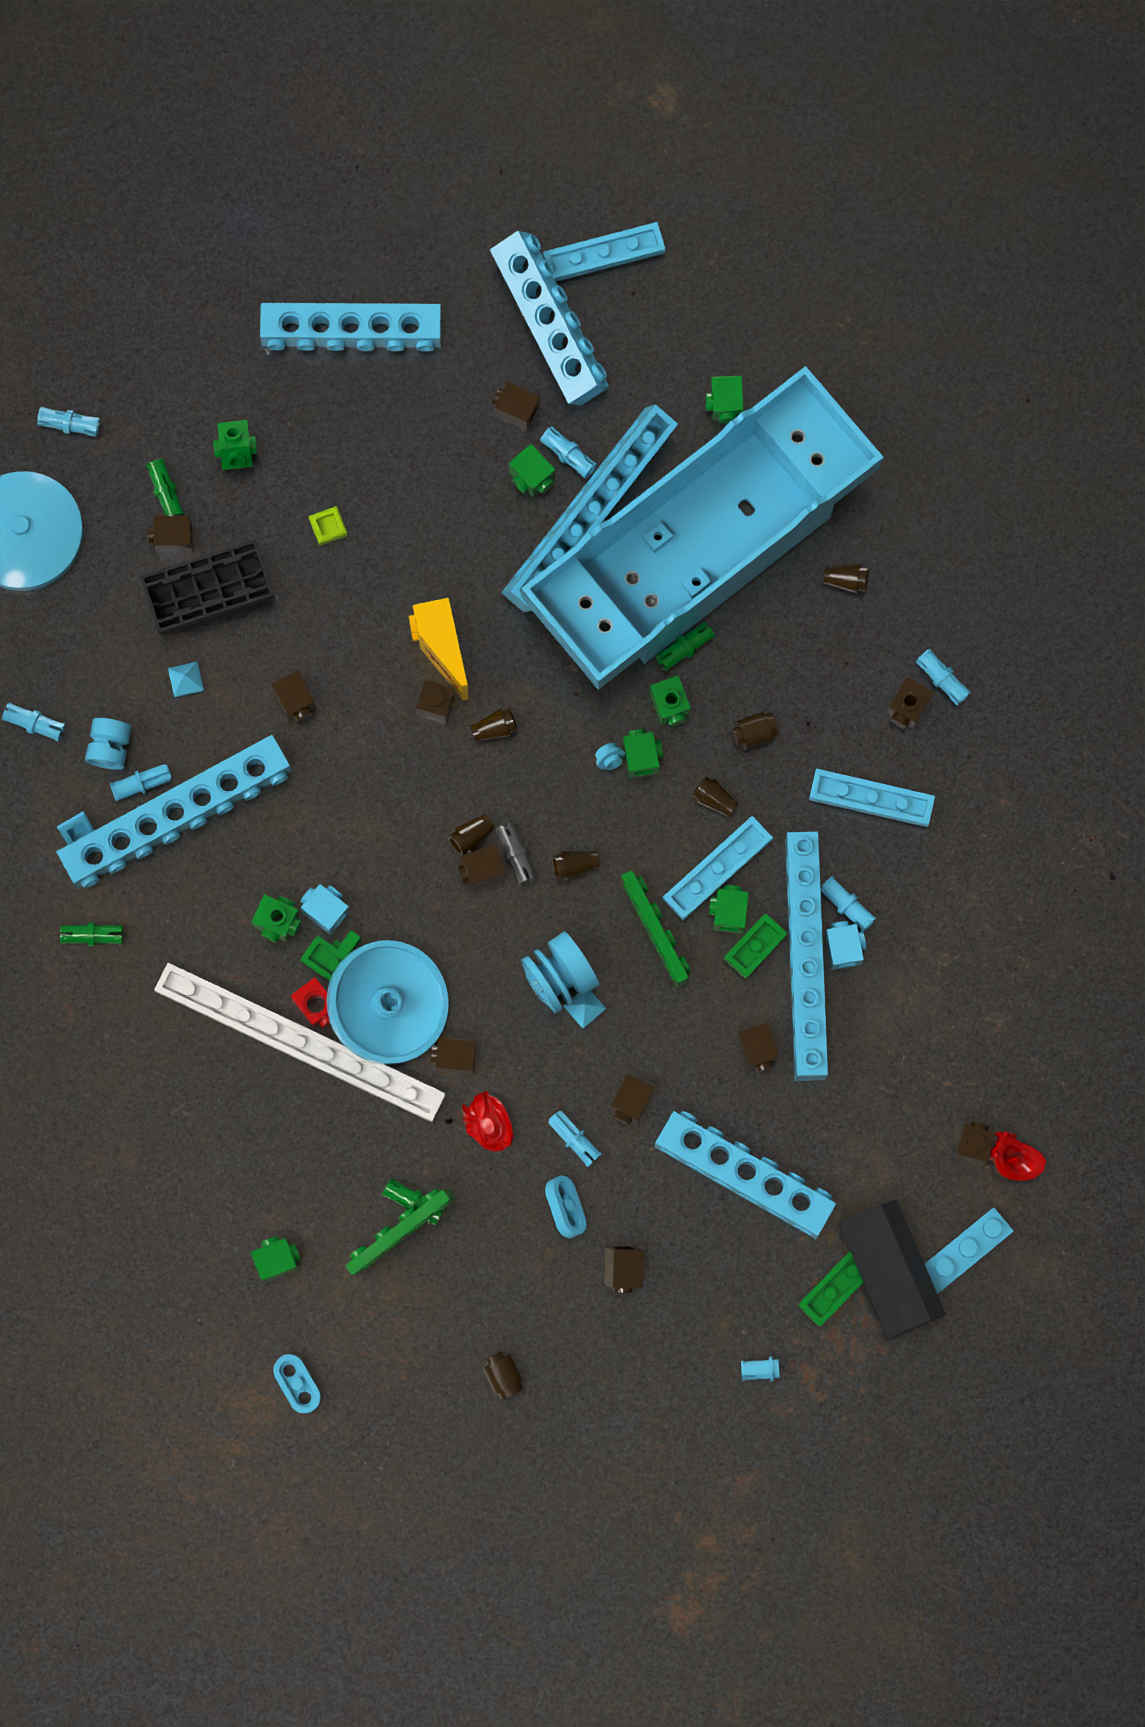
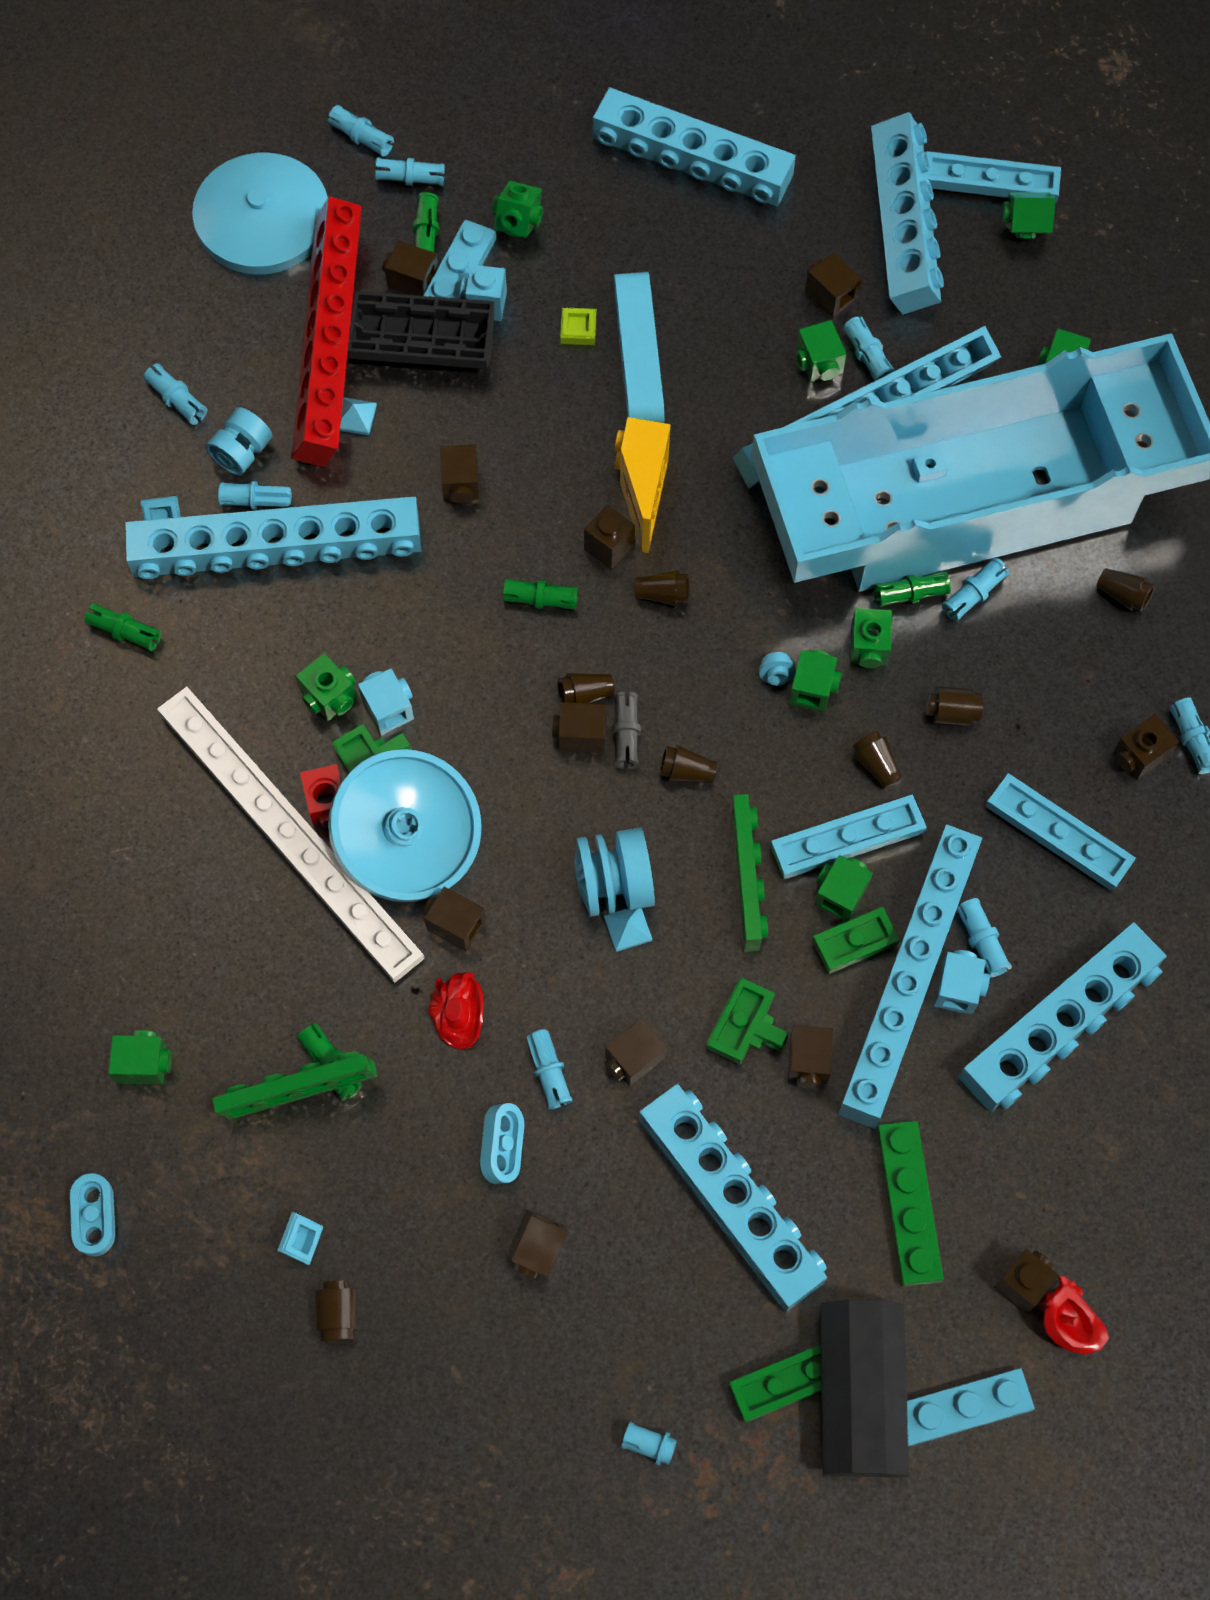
camera: 25 degrees right, 10 degrees down
(128, 443) = (410, 171): none -> medium azure pin
(132, 619) = (326, 333): none -> red brick
(208, 511) = (469, 247): none -> medium azure plate
(241, 528) = (487, 285): none -> medium azure brick
(386, 527) = (638, 346): none -> medium azure beam
(402, 770) = (540, 594): none -> green pin
(452, 1336) = (300, 1238): none -> medium azure slope
(648, 276) = (1029, 213): none -> green brick
(701, 1043) = (746, 1023): none -> green hinge
(733, 625) = (975, 589): none -> medium azure pin
(871, 1123) = (910, 1204): none -> green plate
(956, 869) = (1129, 949): none -> medium azure brick

